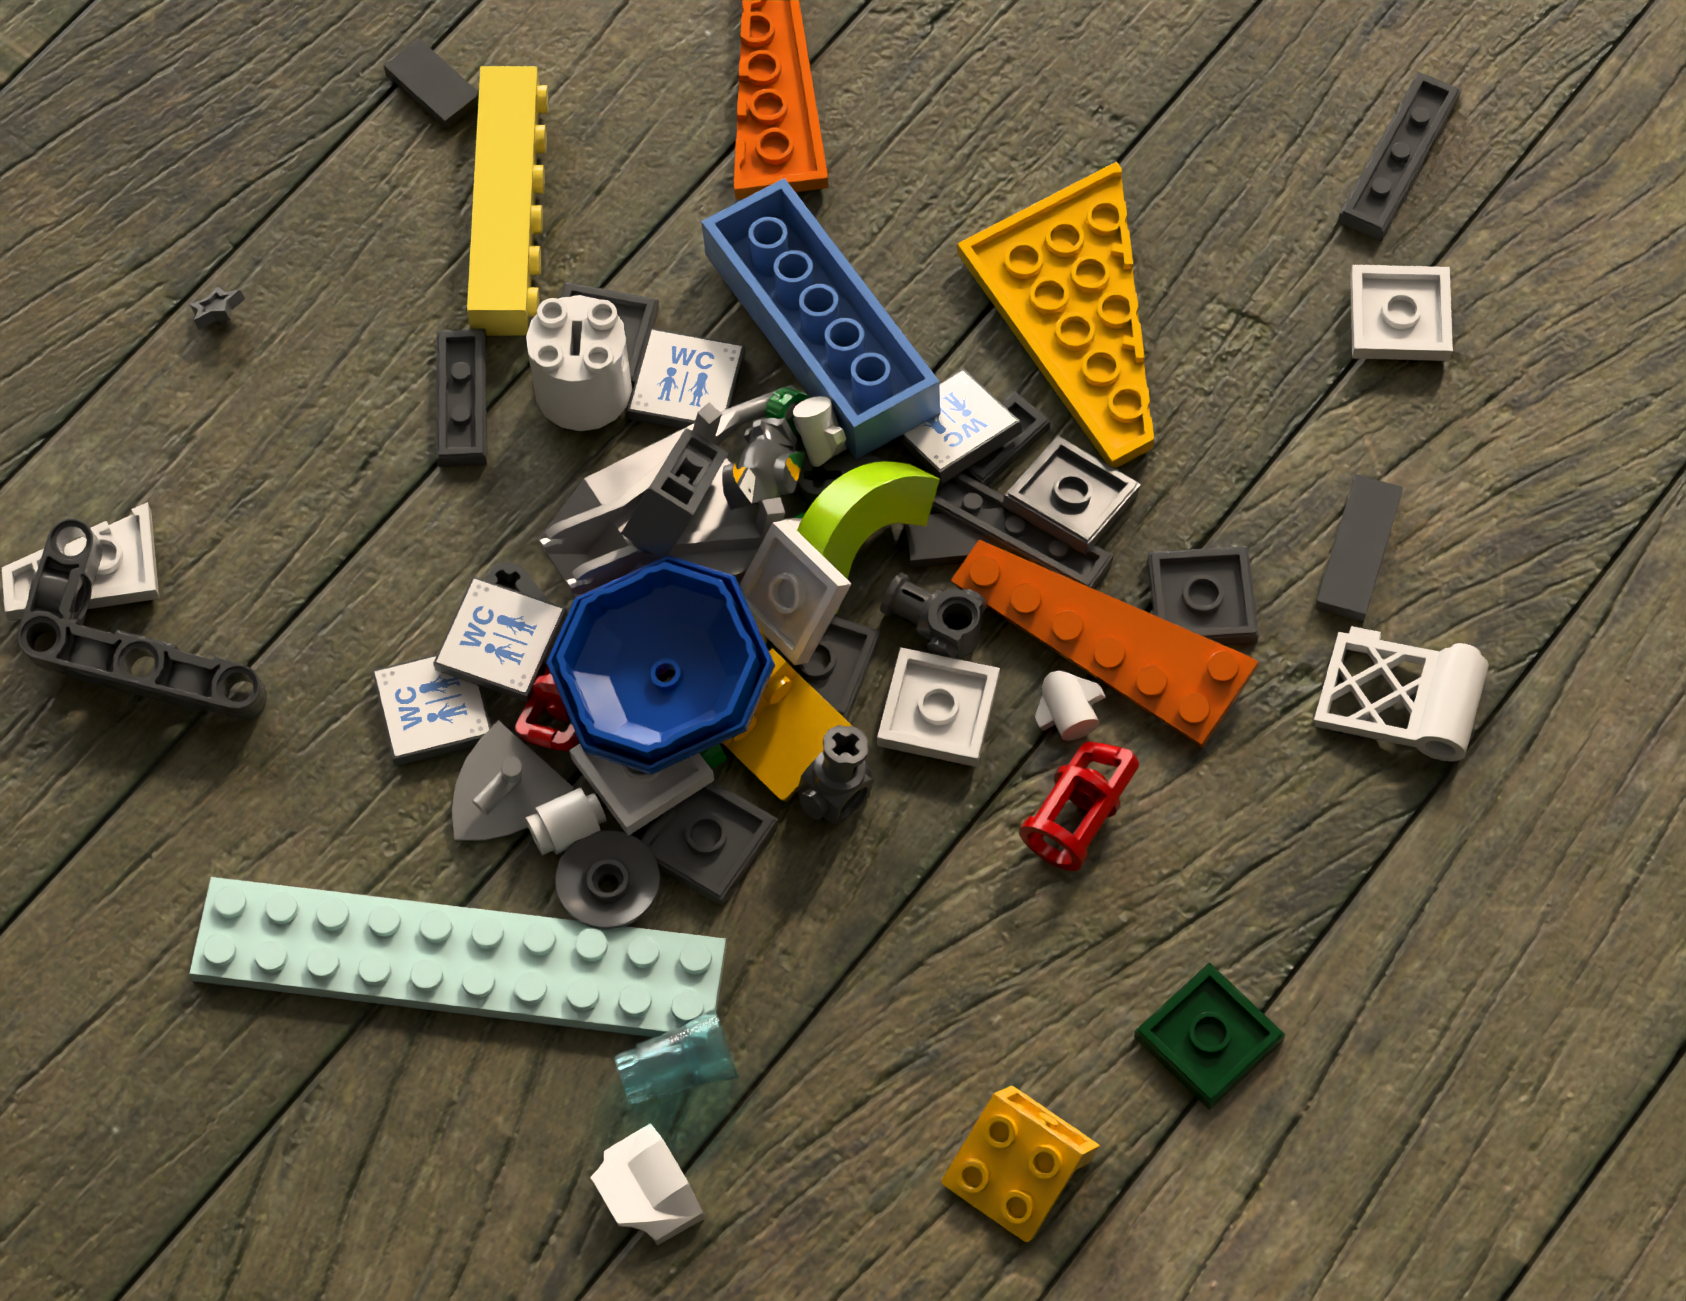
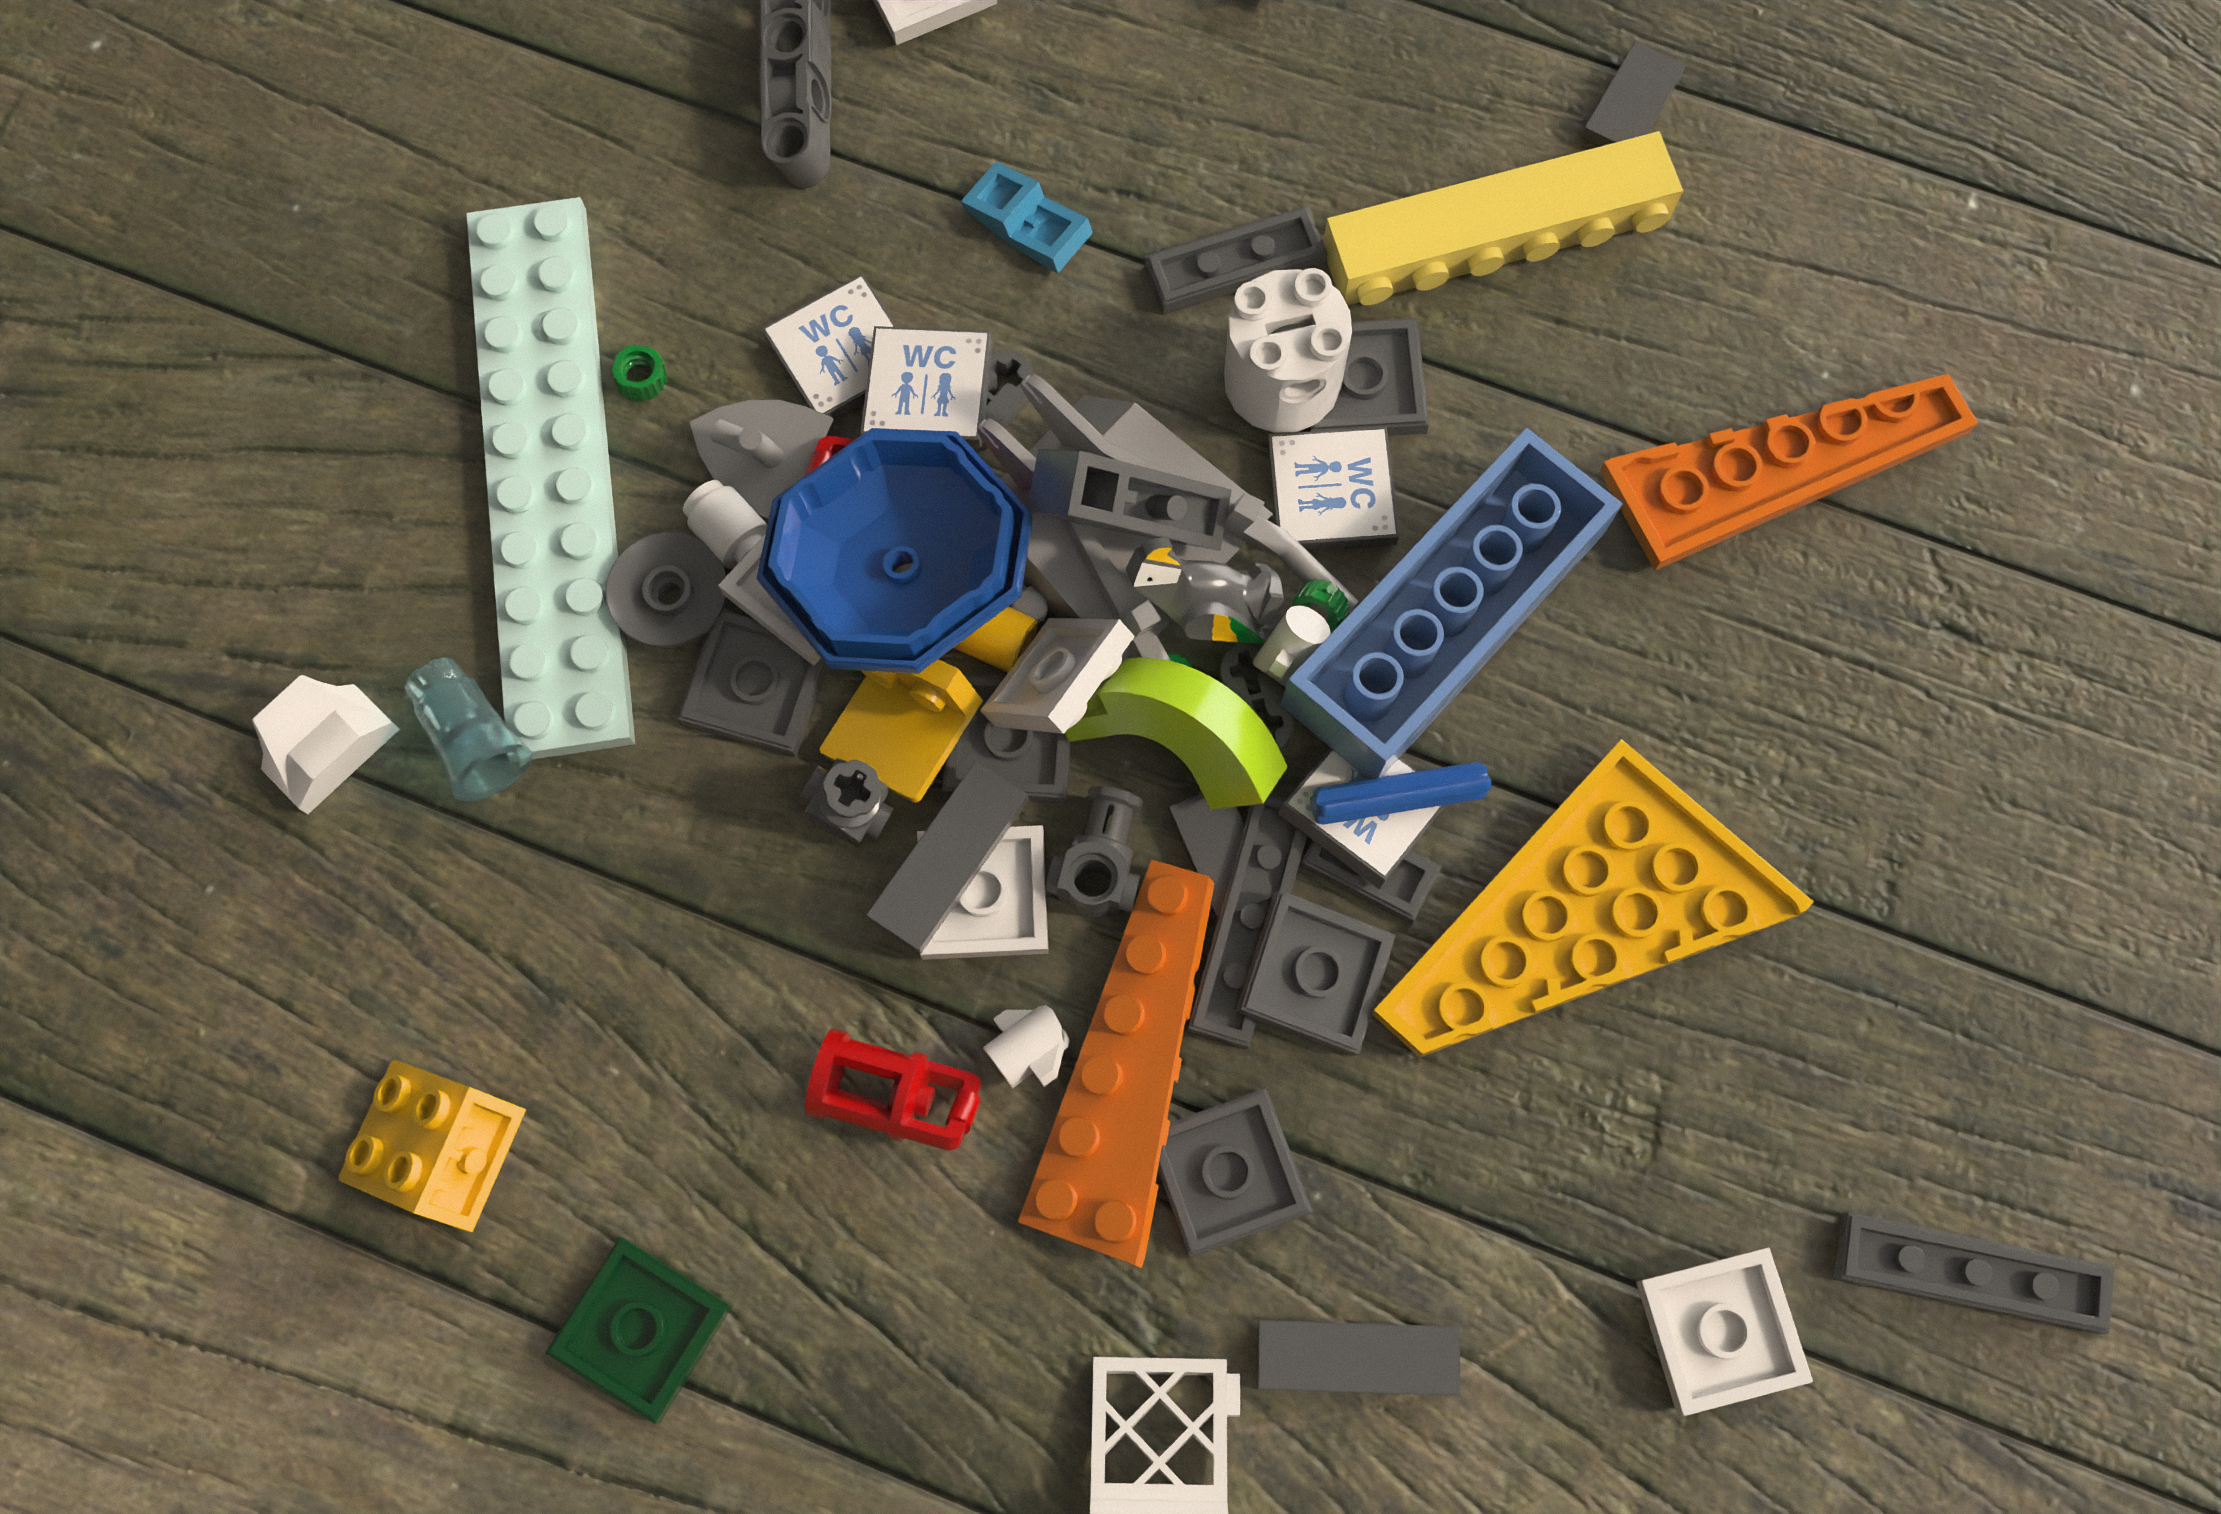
camera: 75 degrees right, 10 degrees up
(368, 538) = (1025, 219): none -> dark azure slope
(387, 855) = (644, 356): none -> green axle
(908, 714) = (948, 857): none -> dark grey tile
(955, 394) = (1399, 793): none -> blue axle

